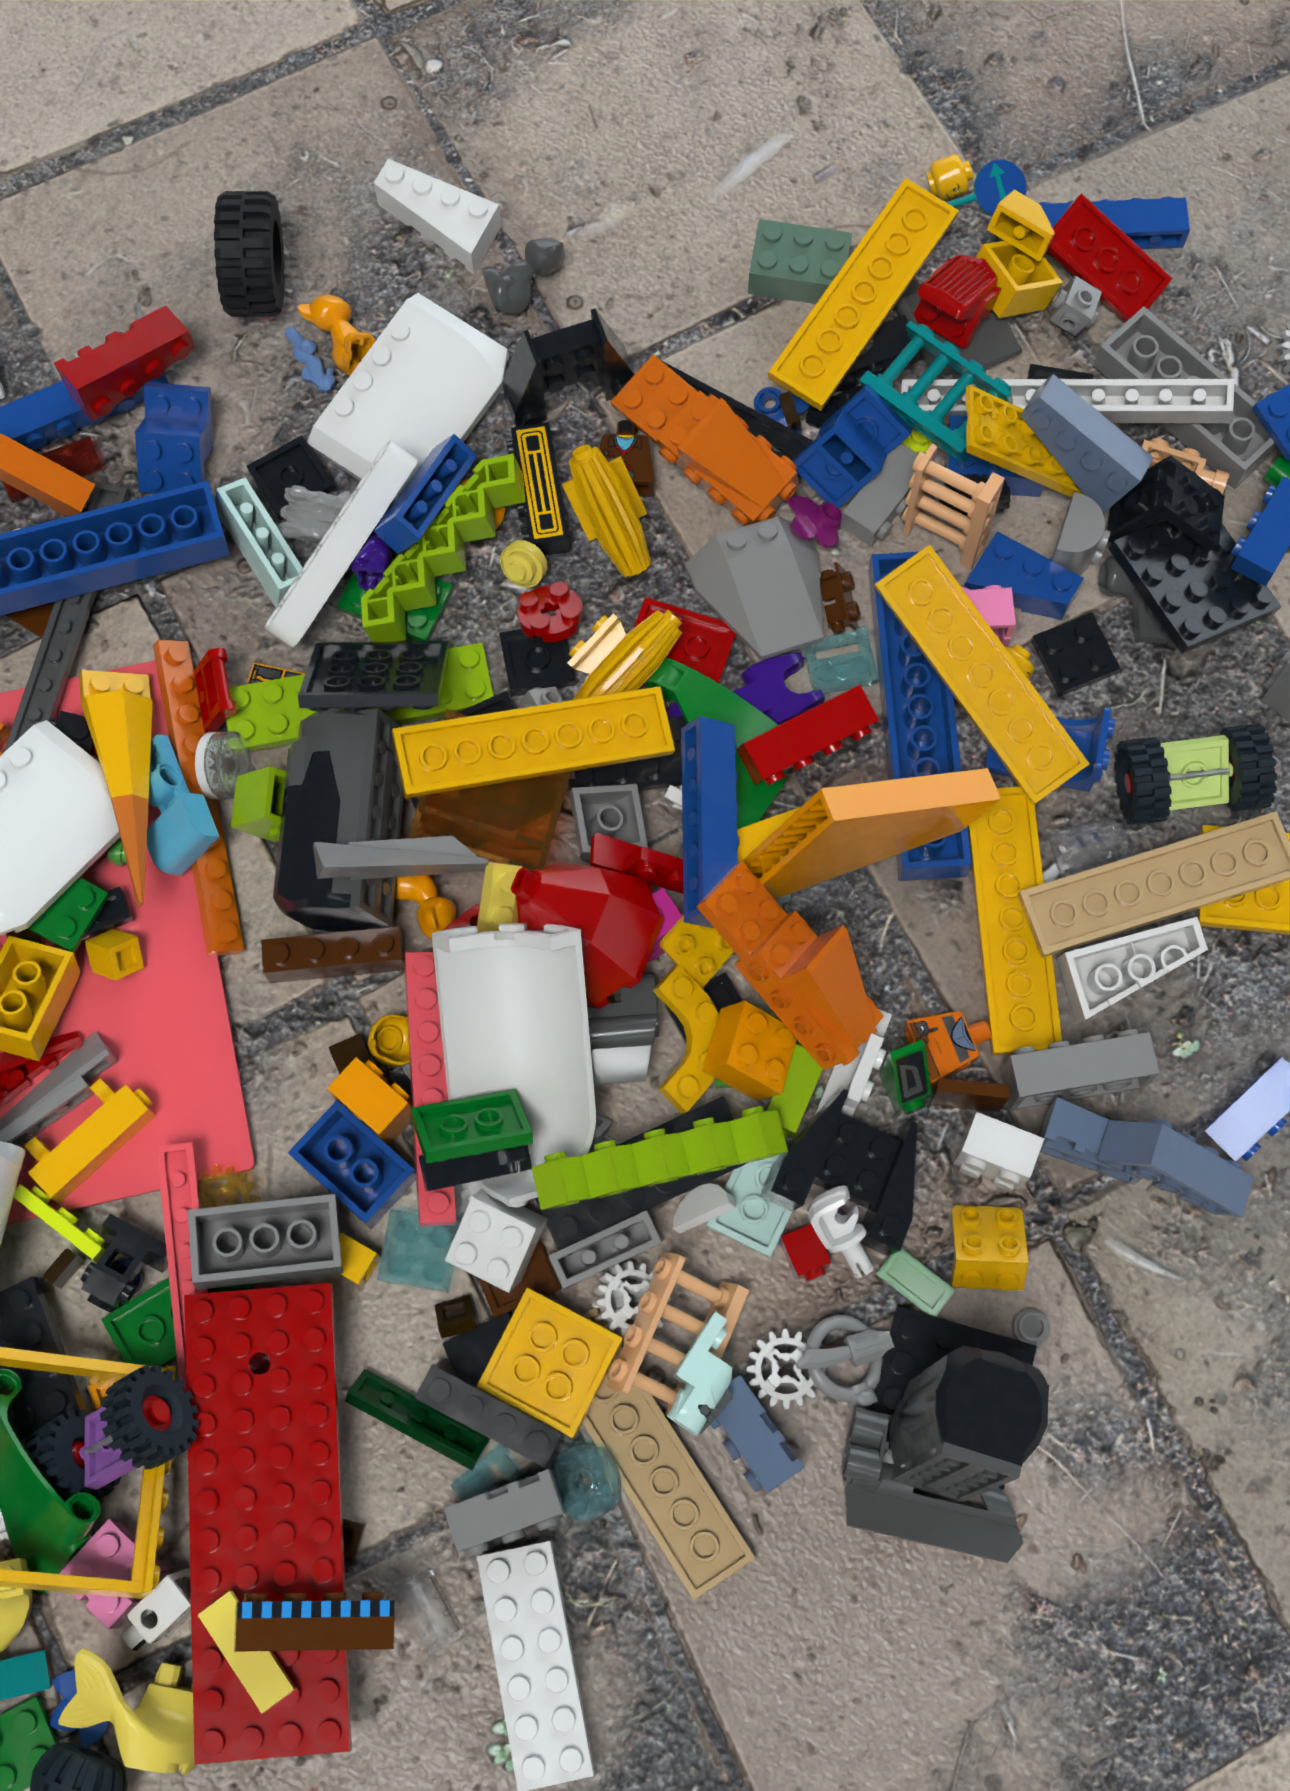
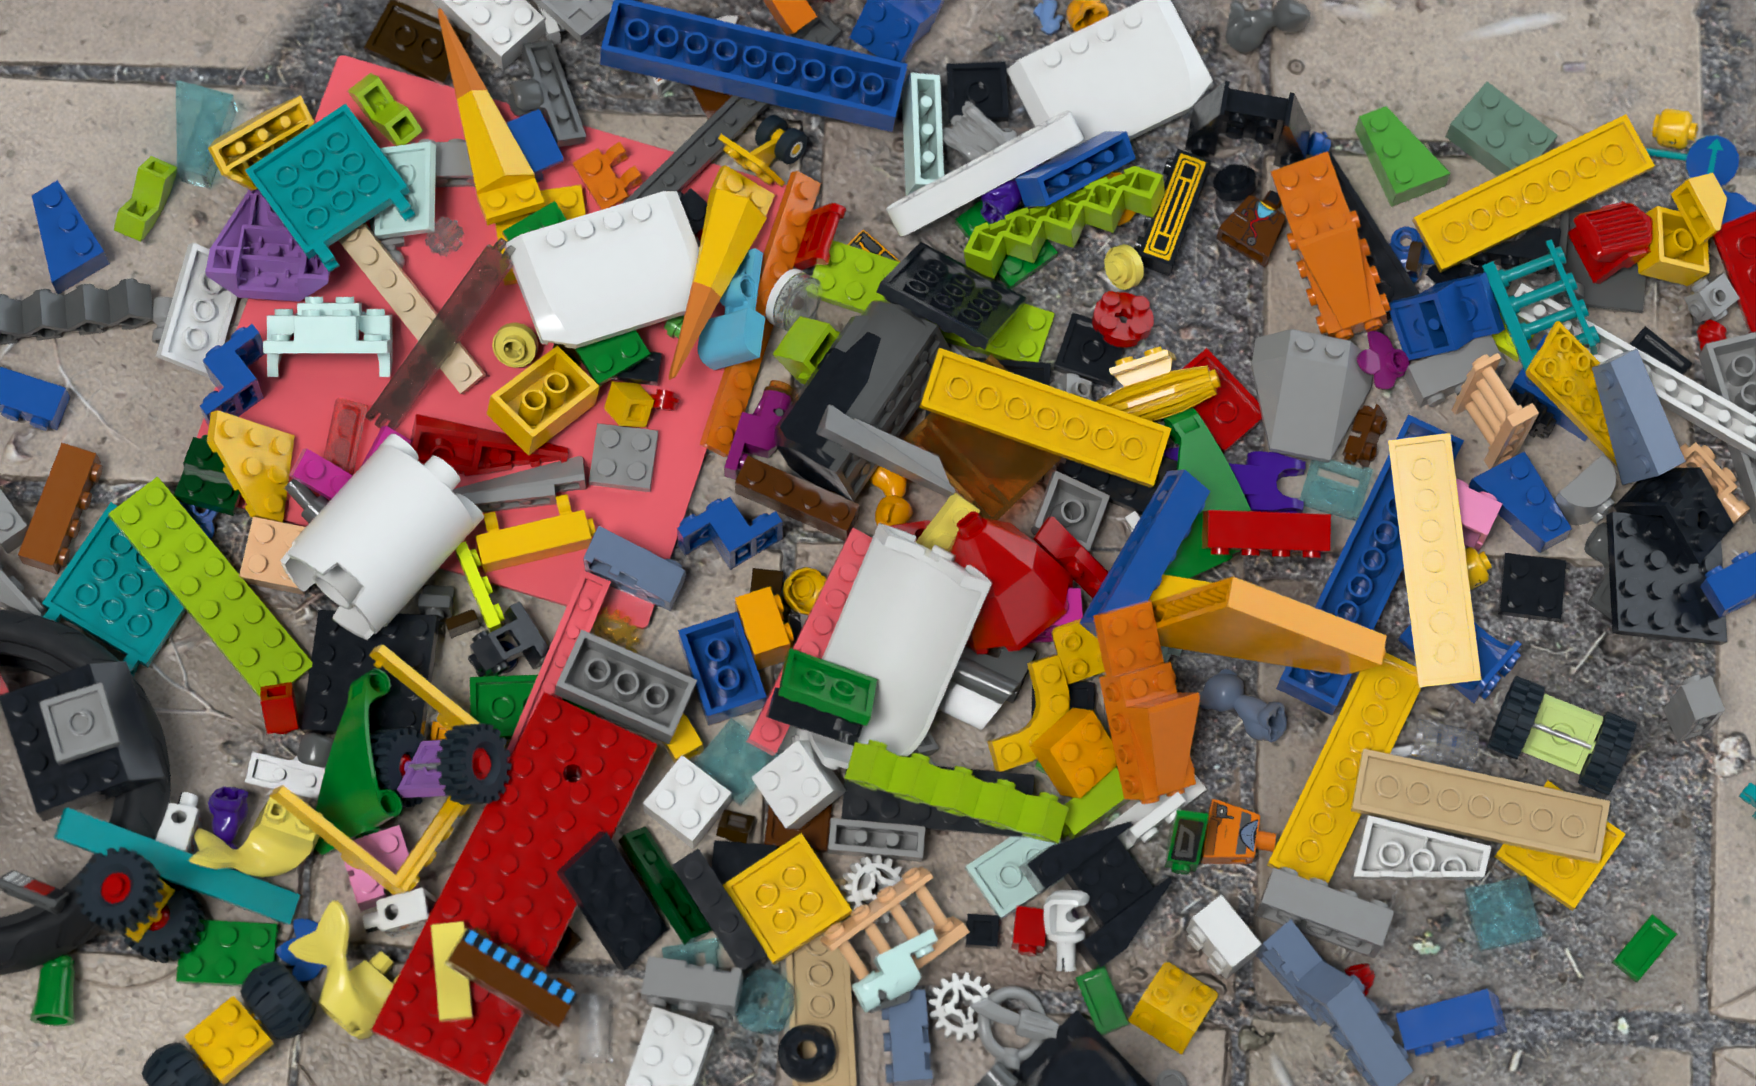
camera: 25 degrees right, 0 degrees up
(25, 1260) = (436, 601): none -> dark grey bracket
(117, 624) = (773, 141): none -> plate
(138, 1010) = (623, 457): none -> light grey plate
(148, 930) = (664, 400): none -> red plate
(208, 1115) = (634, 569): none -> sand blue wedge
(257, 911) = (756, 431): none -> magenta plate
(284, 1025) = (729, 532): none -> blue bracket
(372, 1471) = (612, 900): none -> black plate
(393, 1320) = (687, 802): none -> white brick
(581, 430) = (1235, 182): none -> black plate
(608, 508) = (1217, 259): yellow plate -> none
(638, 356) = (1318, 143): none -> blue plate
(680, 1510) = (806, 1069): none -> black piece
(701, 1206) = (970, 850): white tile -> none
(718, 330) = (1398, 157): none -> bright green wedge
(760, 1280) = (982, 931): none -> black plate
(902, 918) = (1260, 719): none -> sand blue animal
(969, 1095) = (1227, 882): reddish brown tile -> none
(1092, 338) = (1710, 332): none -> red plate
(1144, 1110) = (1363, 973): none -> red plate
(1239, 975) = (1502, 913): none -> clear light blue plate

